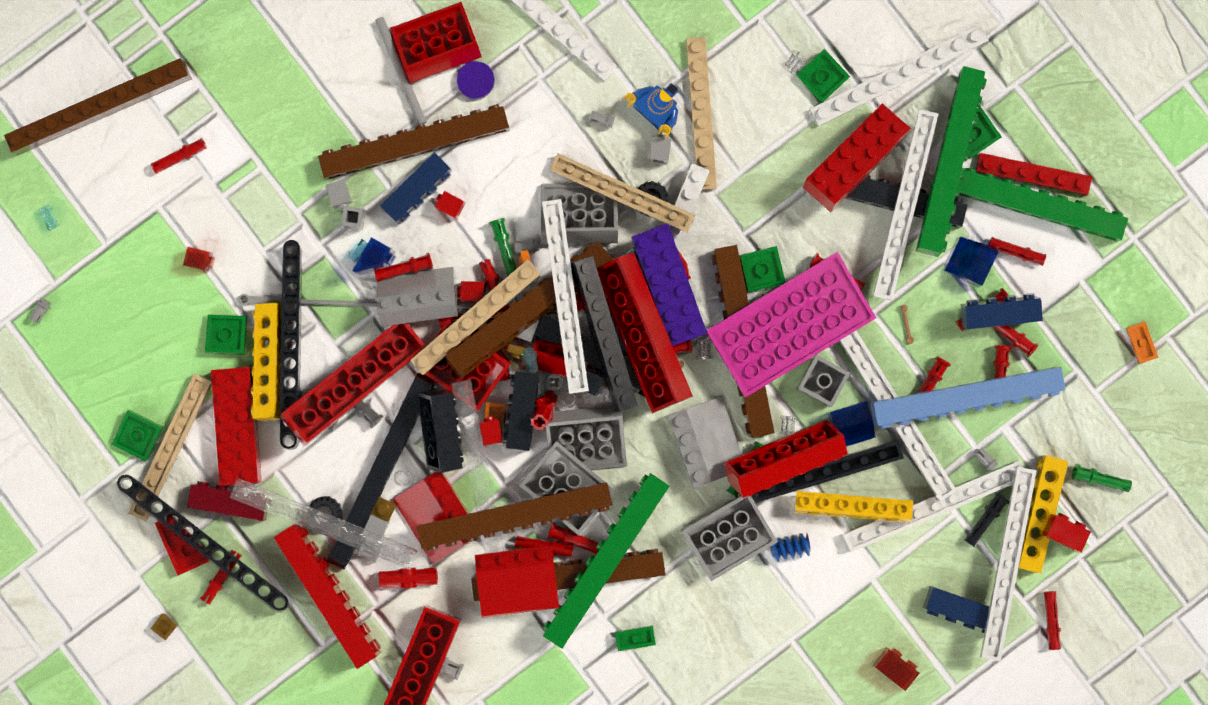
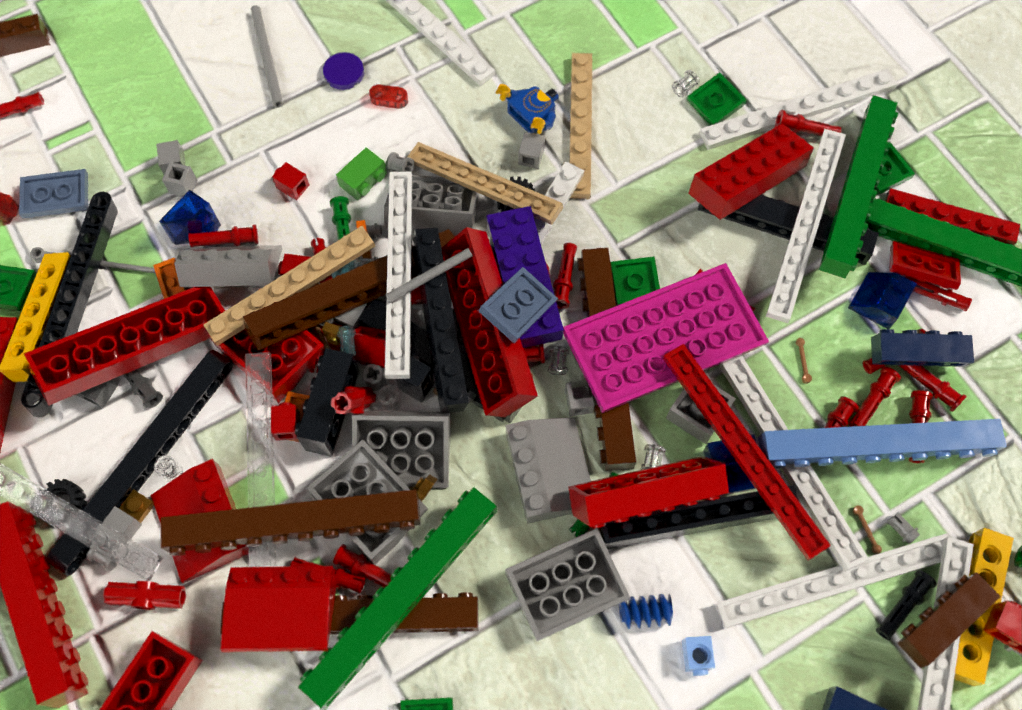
camera: 10 degrees right, 20 degrees down
(242, 240) = (53, 193): none -> sand blue plate
(367, 316) = (168, 278): none -> orange plate
(414, 142) = (264, 118): reddish brown brick -> none
(416, 188) = (256, 161): dark blue brick -> none
(435, 42) = (308, 33): red slope -> none
(440, 430) = (222, 410): black brick -> none
(512, 191) = (361, 173): none -> bright green brick
(522, 108) = (388, 96): none -> clear red beam
(544, 177) = (397, 163): none -> light grey bush
(593, 304) = (428, 275): none -> light grey bar
(602, 119) = (472, 117): light grey pin -> none
(609, 470) = (424, 486): none -> pearl gold plate
(669, 324) = (518, 304): none -> sand blue plate
(701, 282) = (563, 285): none -> red pin
(724, 381) = (579, 400): none -> light grey panel
(831, 566) = (703, 644): none -> light blue brick
(854, 507) = (734, 566): yellow brick -> none
(858, 417) = (746, 453): none -> red plate
(897, 97) = (799, 123): none -> red pin
(951, 448) = (858, 510): none -> medium nougat hinge
(968, 346) = (878, 391): none -> red pin
(1007, 229) = (925, 265): none -> red plate
(1012, 533) = (948, 619): none -> reddish brown brick

